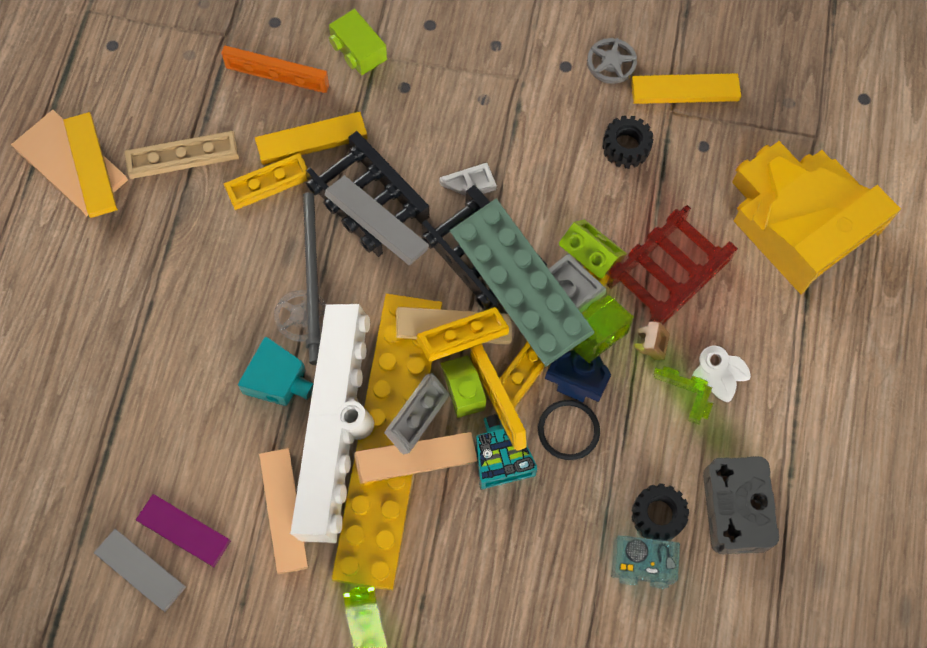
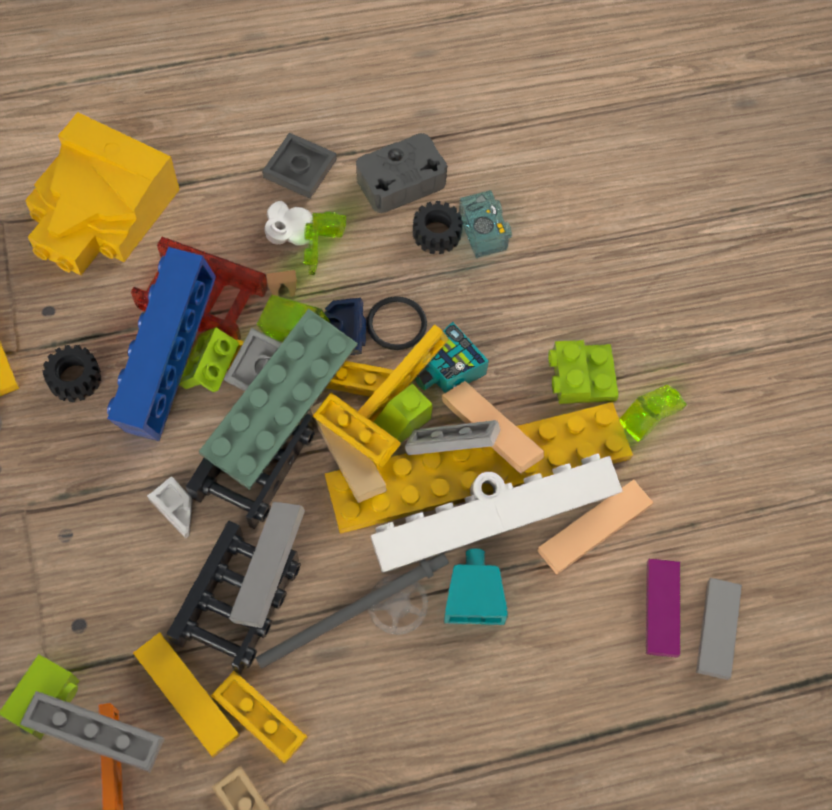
camera: 115 degrees left, 5 degrees down
(307, 59) = (92, 731): none -> light grey tile
(437, 578) = (583, 372): none -> lime plate
(613, 204) = (162, 344): none -> blue brick
(787, 410) = (299, 165): none -> dark grey plate

